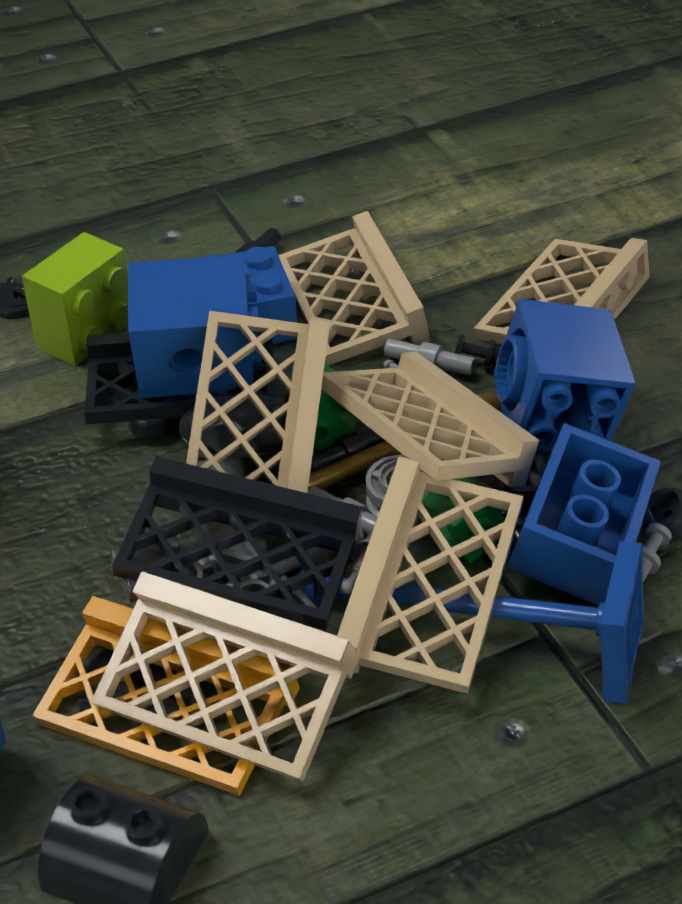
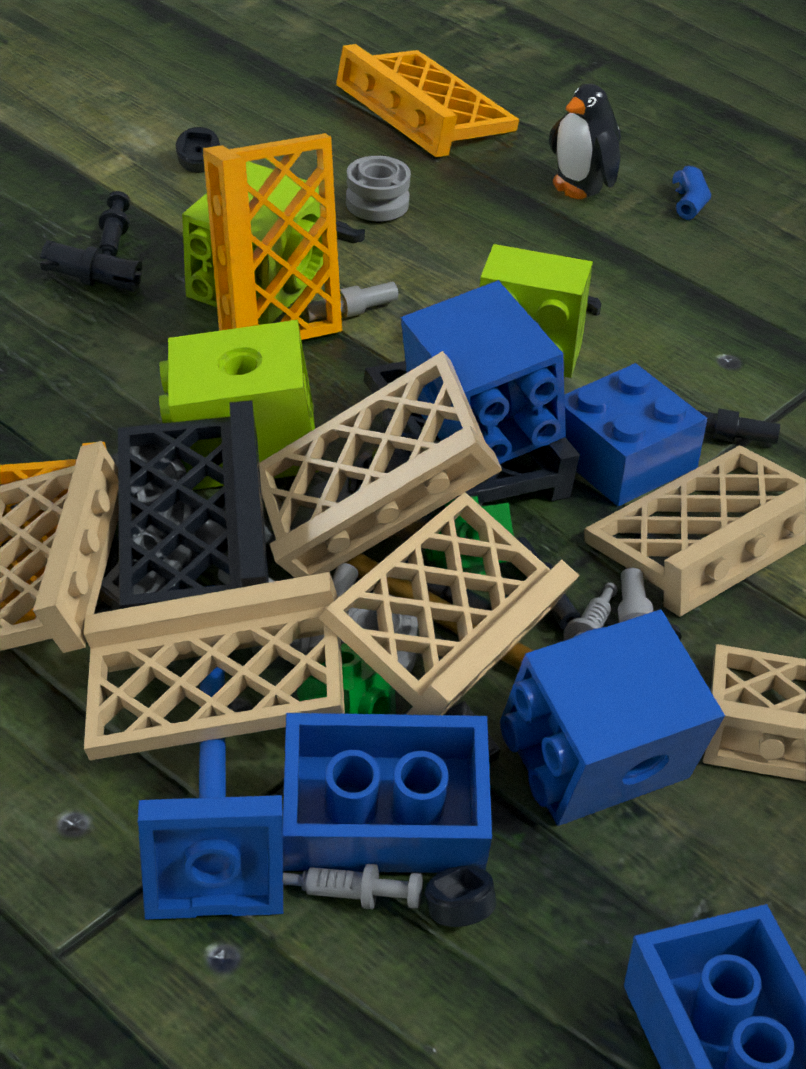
camera: 65 degrees right, 0 degrees up
(92, 484) = (235, 366): none -> lime brick

